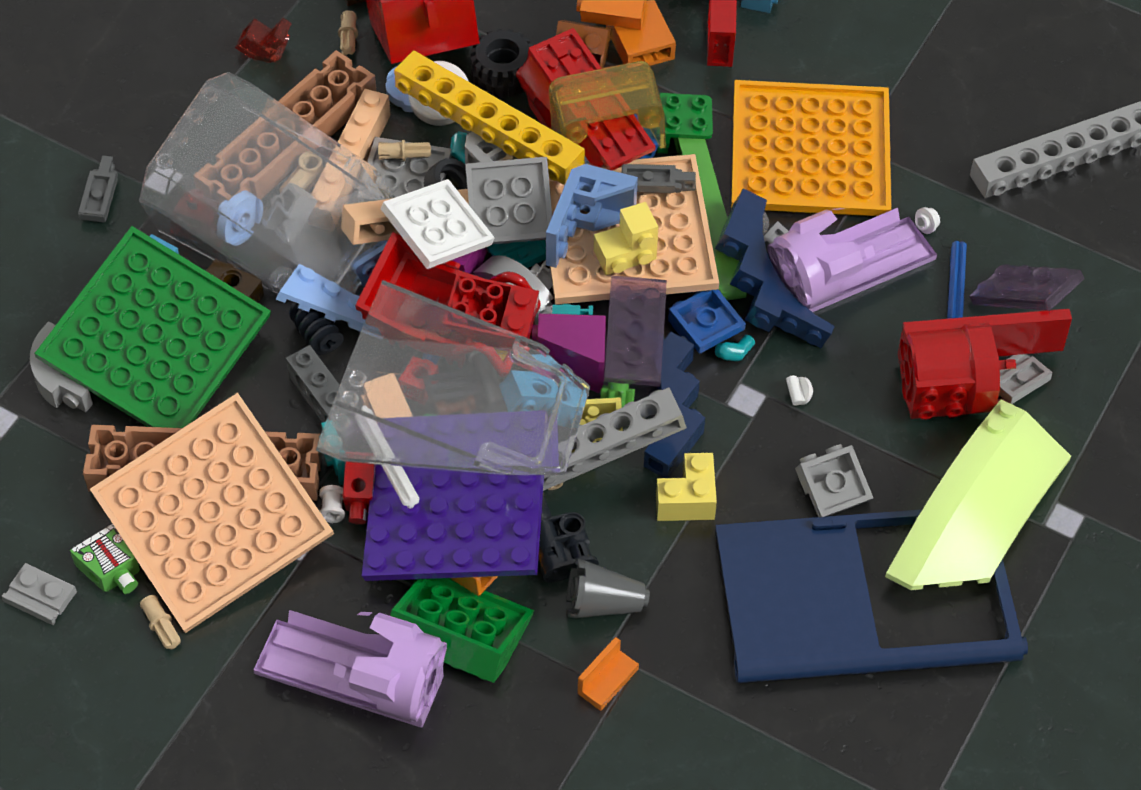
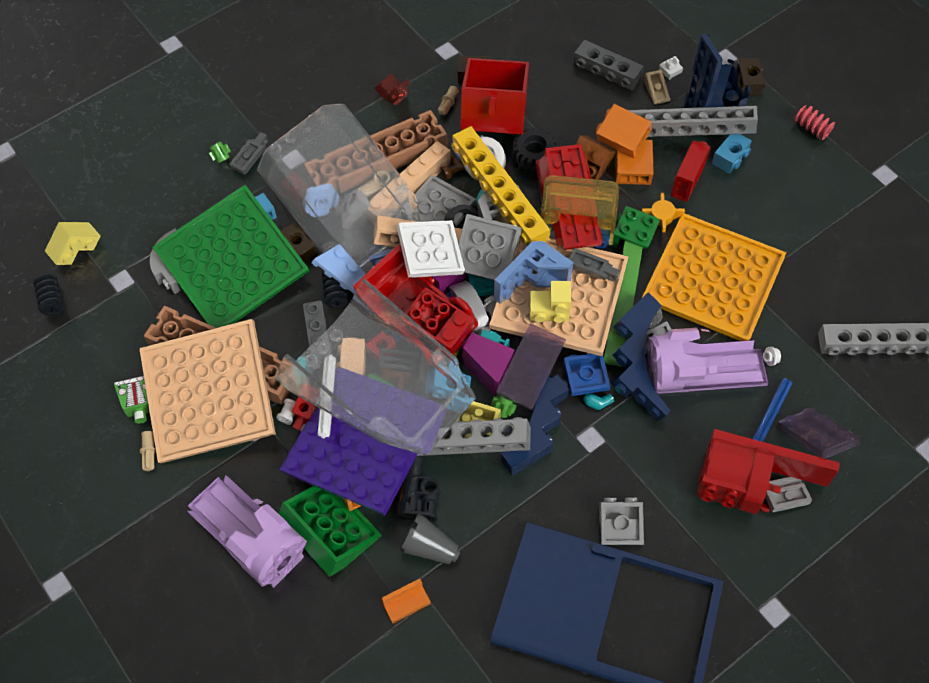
camera: 25 degrees right, 5 degrees up
(39, 593) = (88, 403): light grey plate -> none
(55, 201) = (219, 152): none -> bright green gear
(394, 127) = (448, 171): none -> reddish brown piece
(403, 150) = (443, 189): tan axle -> none
(689, 496) = (522, 495): light yellow brick -> none
(712, 84) = (664, 212): none -> light orange piece
(799, 389) = (628, 446): white plate -> none
(980, 502) = (717, 579): yellowish green slope -> none

